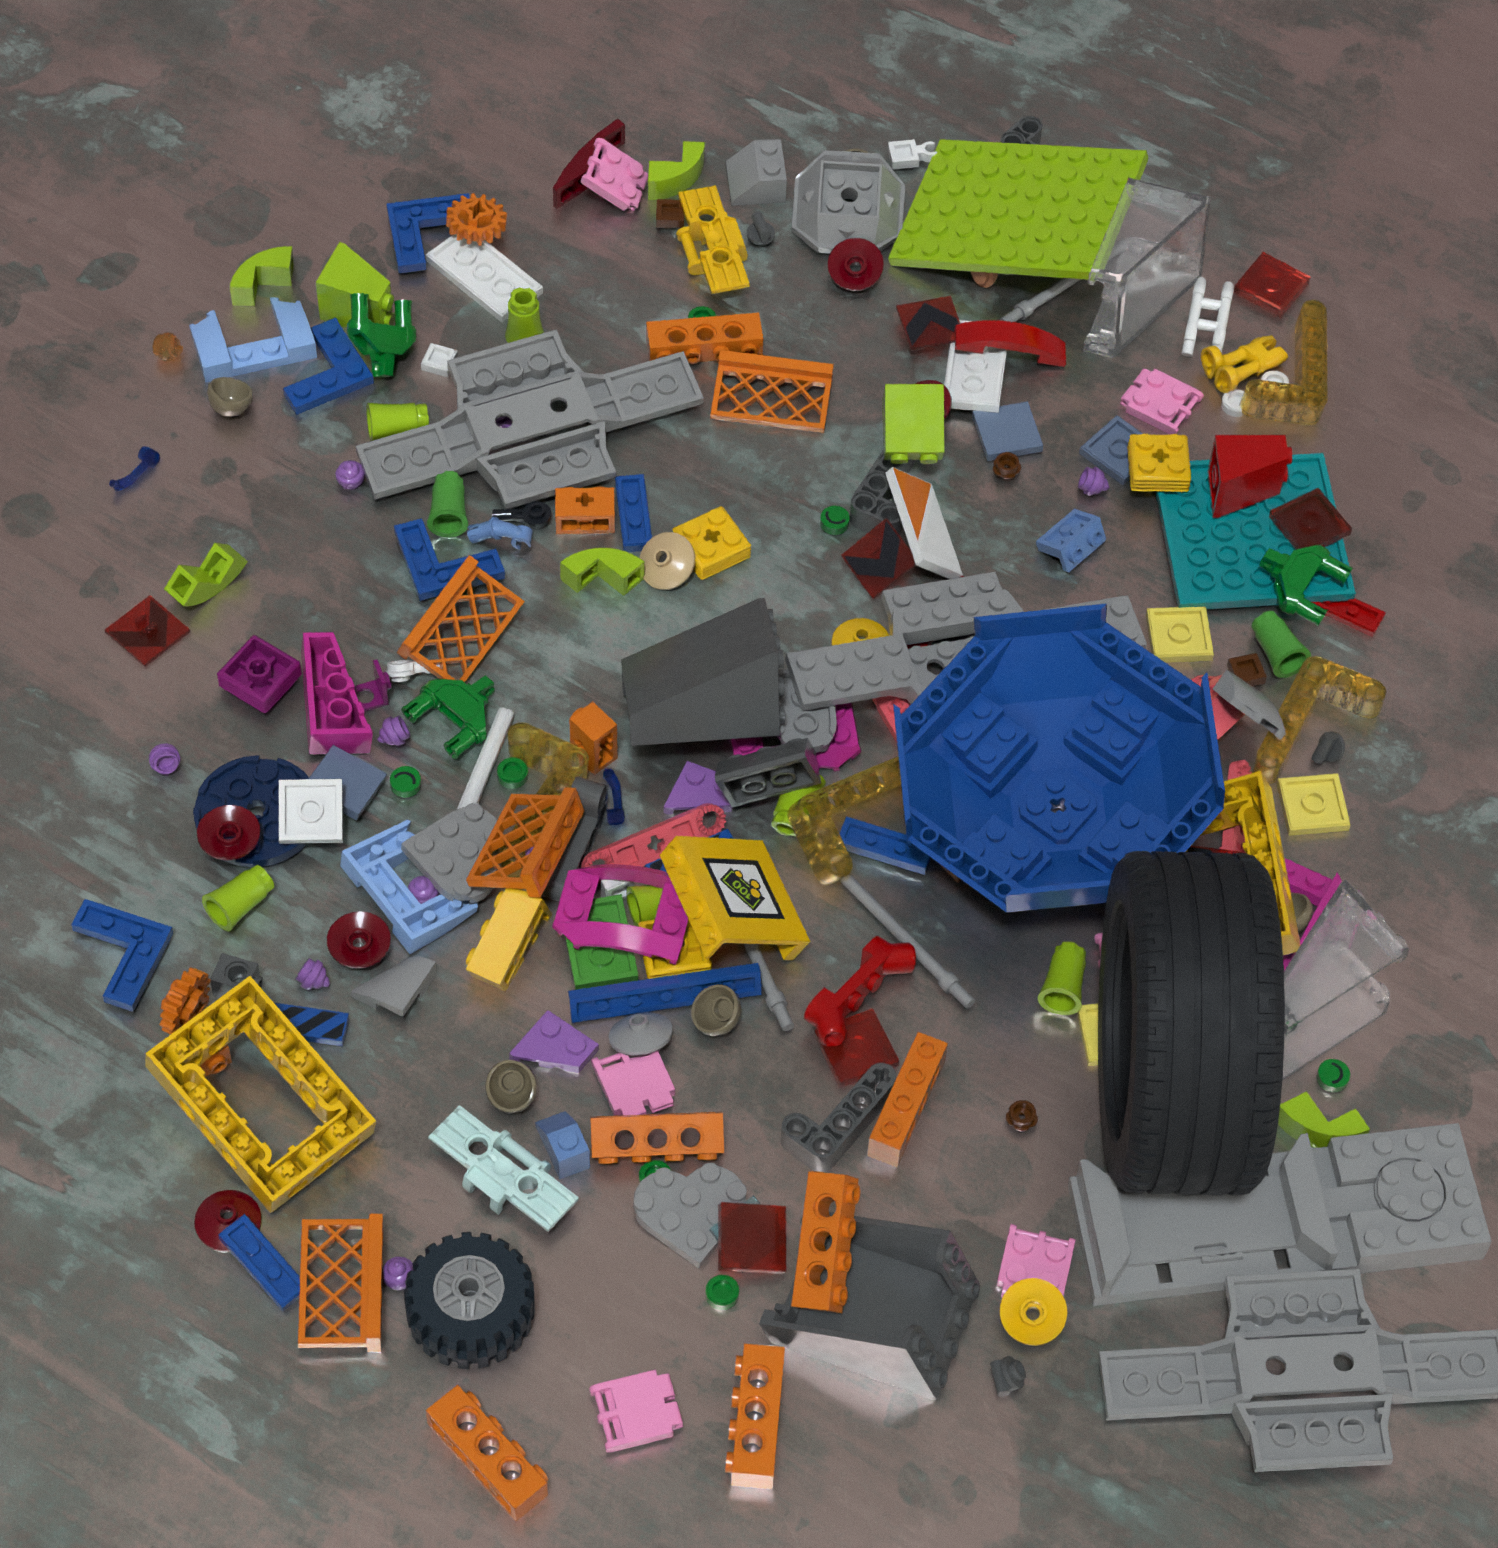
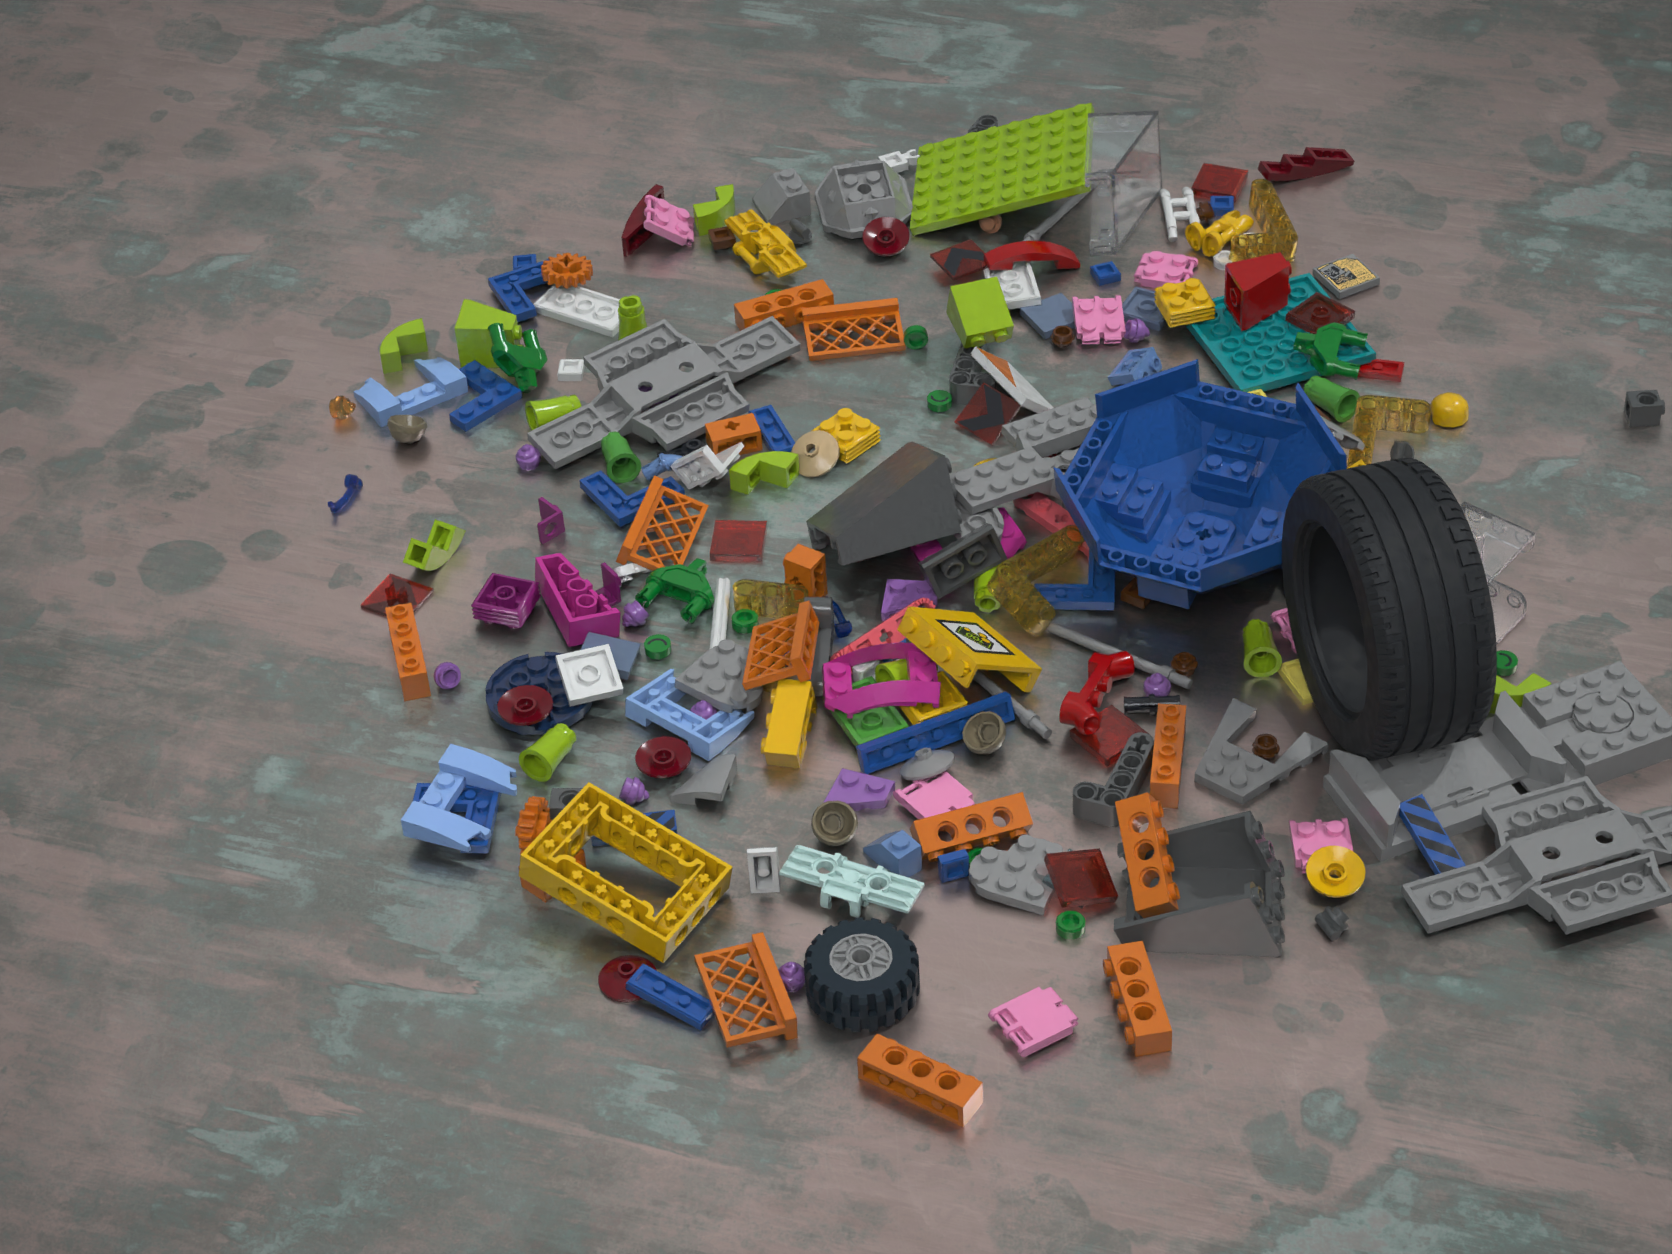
camera: 10 degrees left, 15 degrees down
(77, 954) = (430, 817): none -> light blue wedge
(131, 715) = (408, 652): none -> orange brick
(350, 574) = (551, 515): none -> magenta bracket
(414, 1122) = (763, 869): none -> white slope
(437, 187) = (523, 260): none -> blue tile
(539, 552) = (703, 465): none -> white bracket
(543, 658) = (738, 540): none -> clear red tile
(621, 1179) = (953, 865): none -> blue tile
(838, 422) = (915, 337): none -> green tile
(917, 1020) = (1148, 704): none -> black pin
(932, 998) = (1157, 684): none -> medium lavender plate
(971, 980) = (1184, 664): none -> reddish brown plate
(981, 1141) = (1240, 773): none -> light grey wing
(1055, 454) = (1099, 319): none -> bright pink plate
(1090, 384) = (1105, 273): none -> blue tile
(1154, 1298) = (1429, 835): none -> blue tile
(1237, 327) = (1205, 212): none -> reddish brown plate
(1261, 320) = (1222, 204): none -> blue tile
(1366, 465) = (1346, 276): none -> tile
(1384, 287) = (1310, 164): none -> dark red slope
(1410, 698) = (1449, 410): none -> yellow hair

